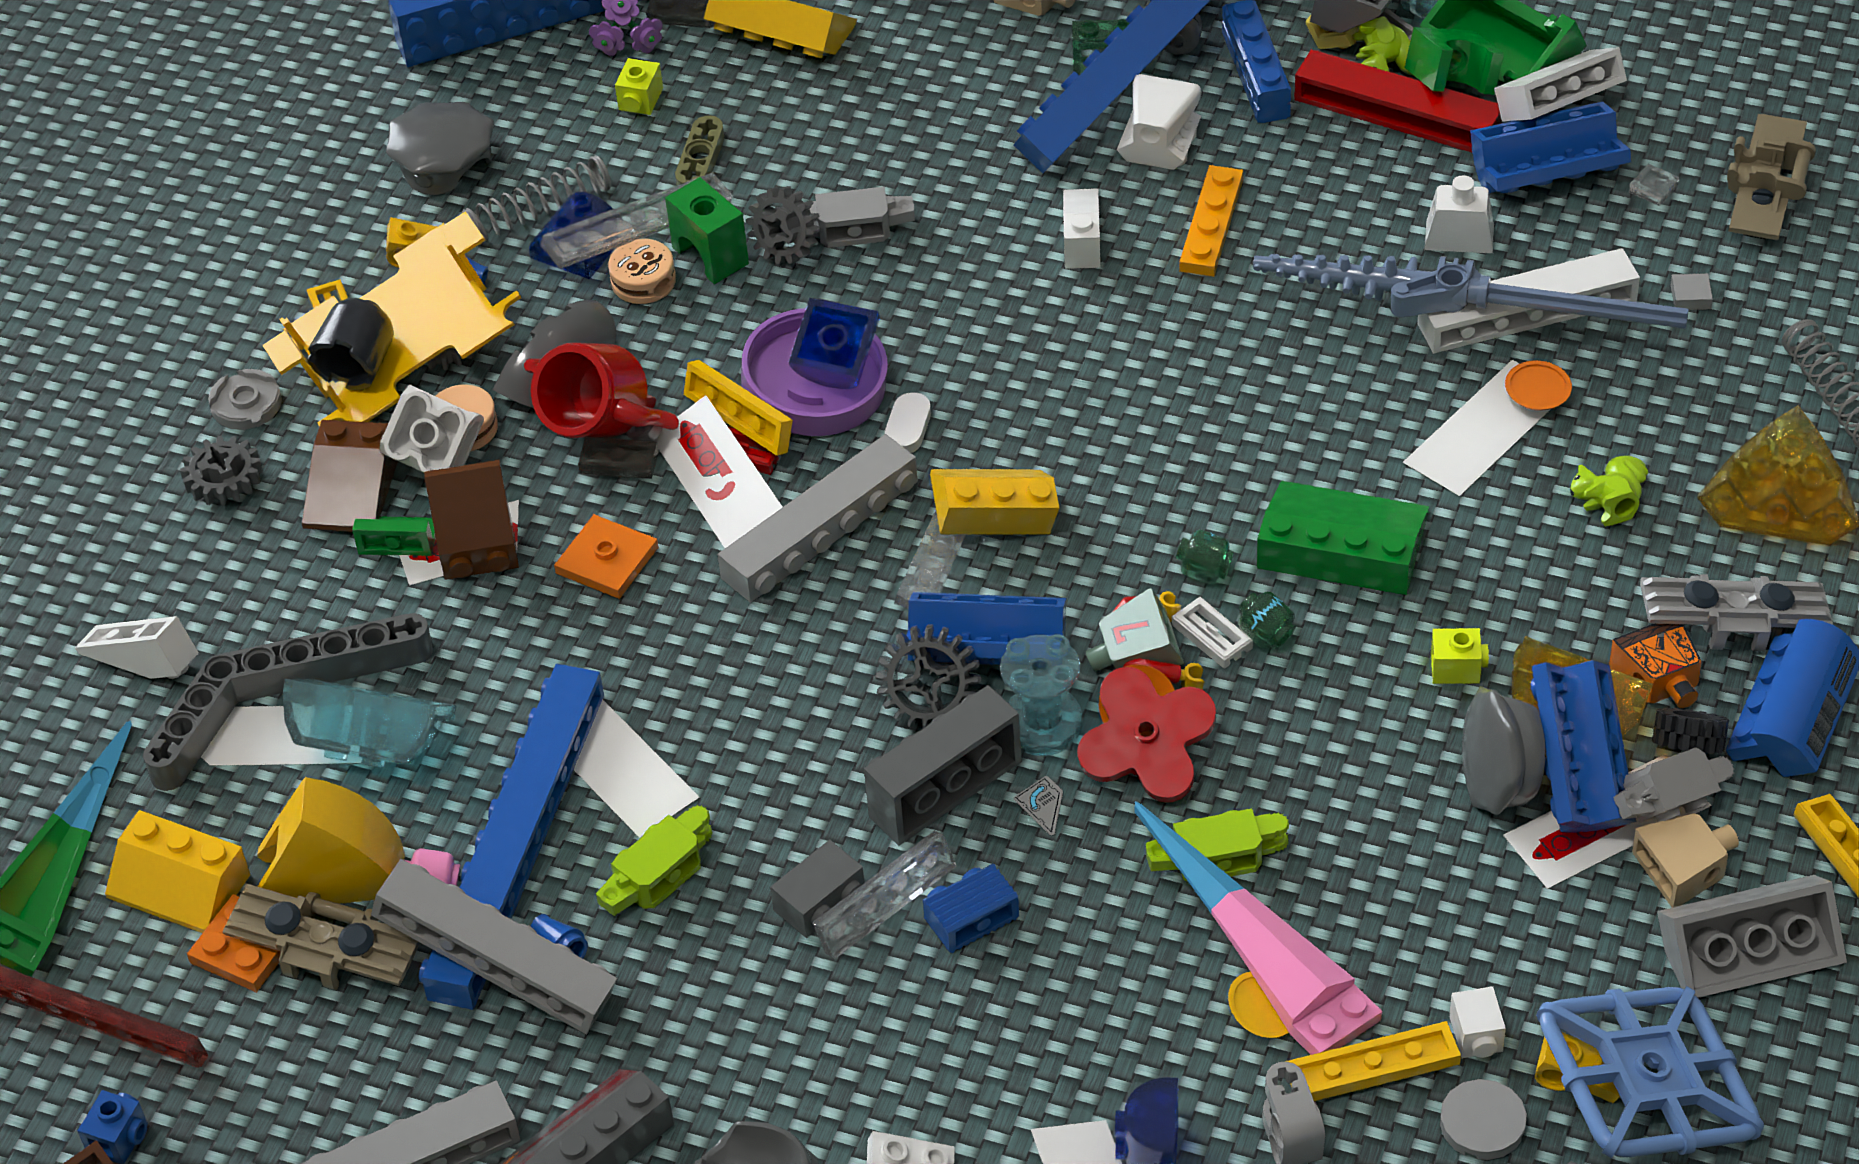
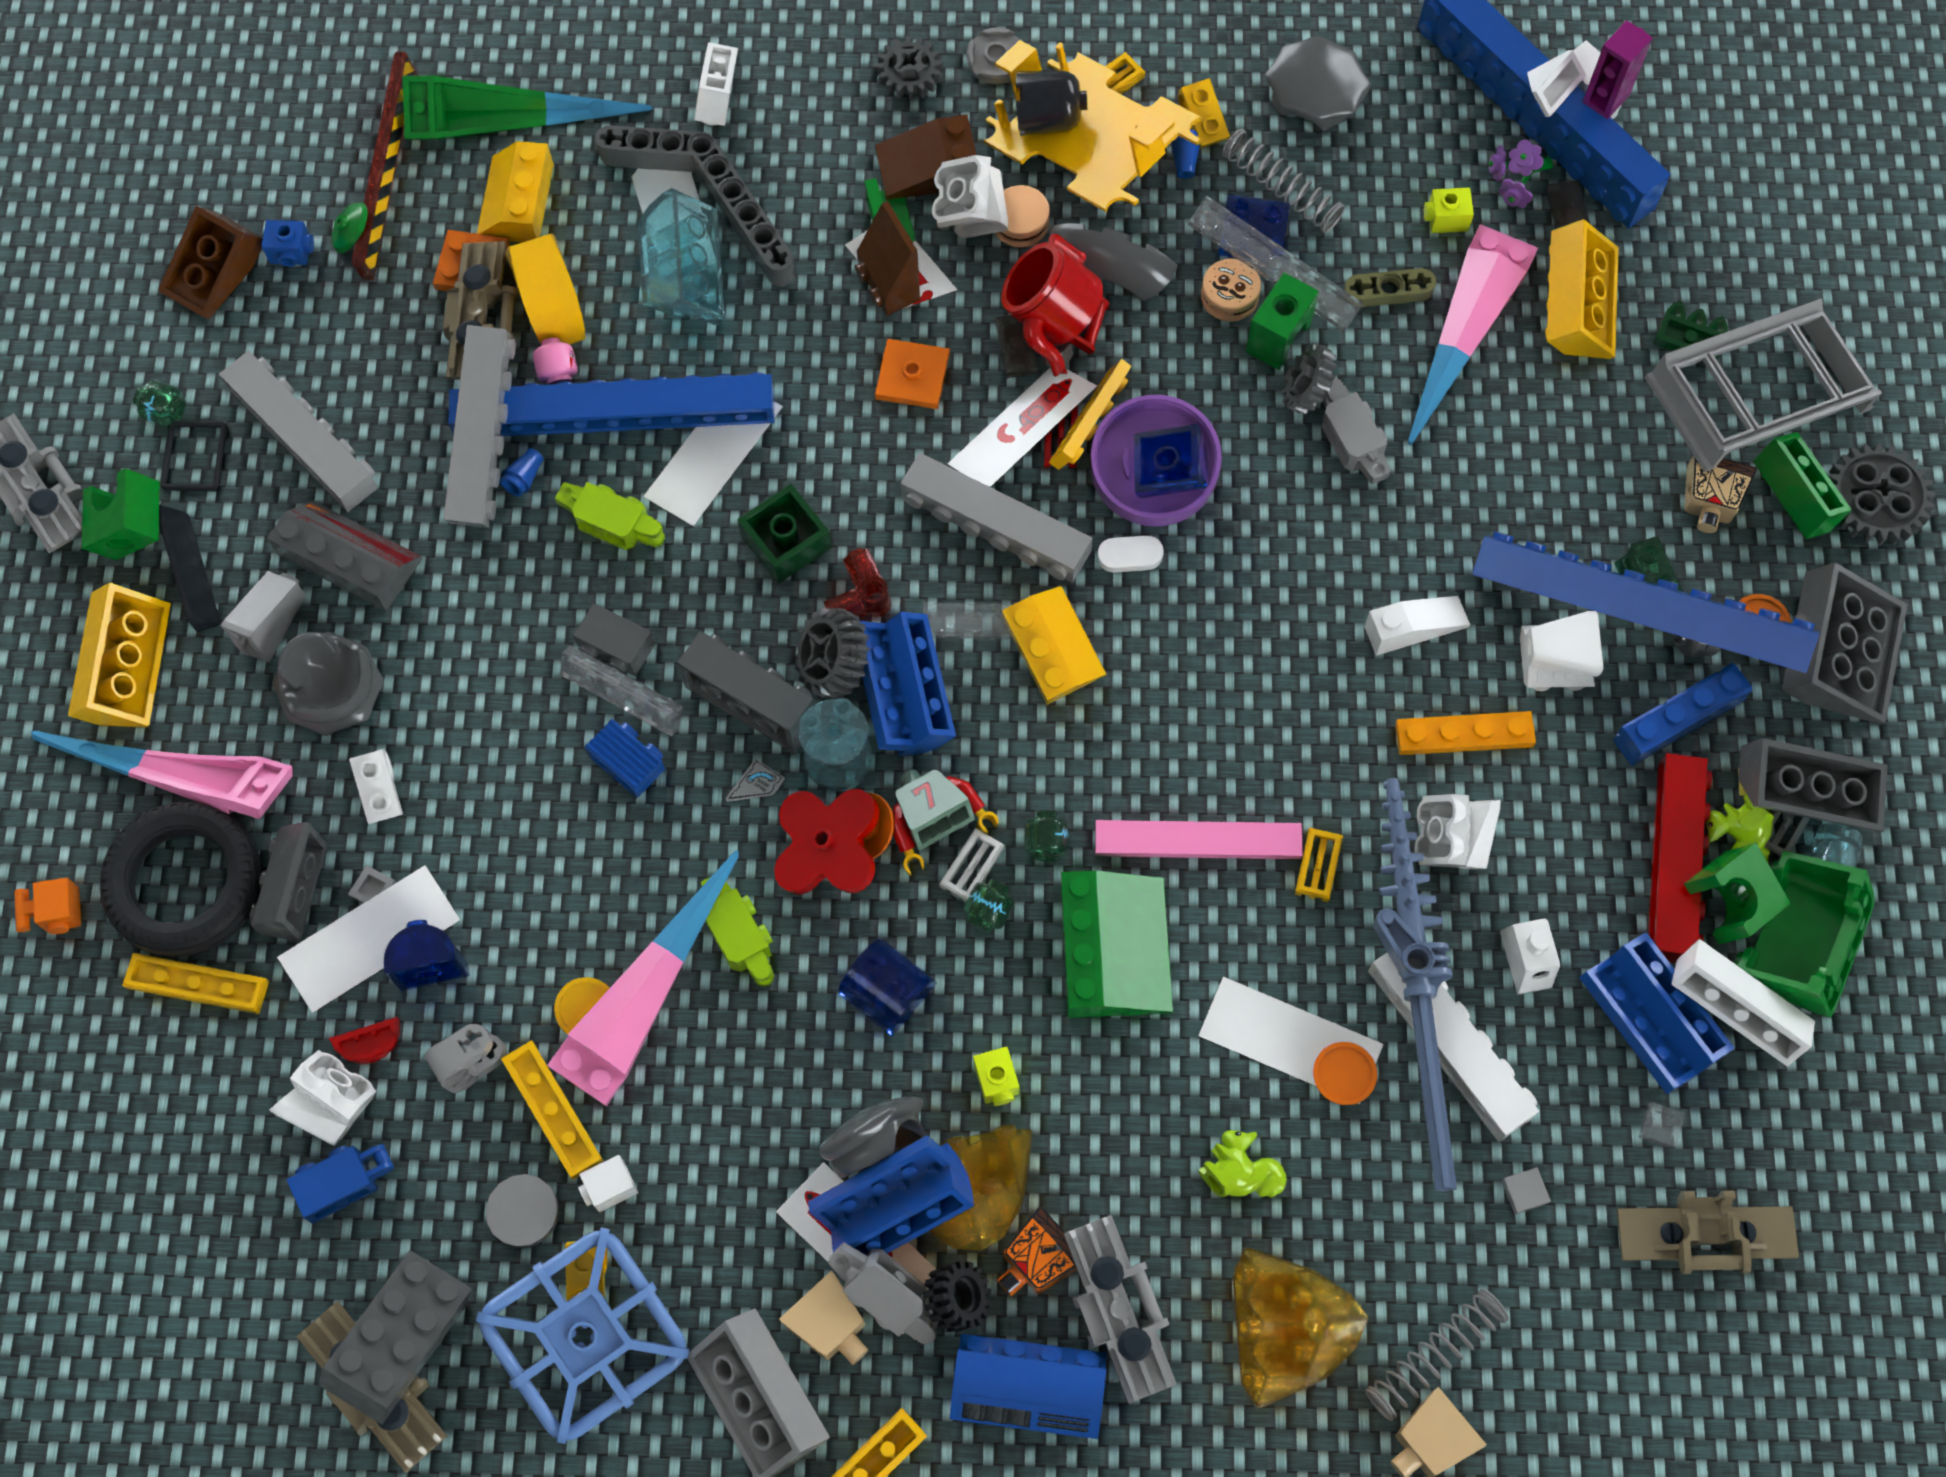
camera: 70 degrees right, 20 degrees up
(131, 1051) = (349, 227): none -> green piece
(737, 85) = (1487, 281): none -> bright pink plate
(759, 697) = (784, 533): none -> dark green brick
(851, 643) = (866, 581): none -> clear red piece
(1249, 445) = (1198, 839): none -> bright pink tile
(1306, 363) = (1312, 891): none -> yellow tile
(1319, 229) = (1456, 831): none -> white piece
(1328, 729) = (885, 986): none -> clear blue brick

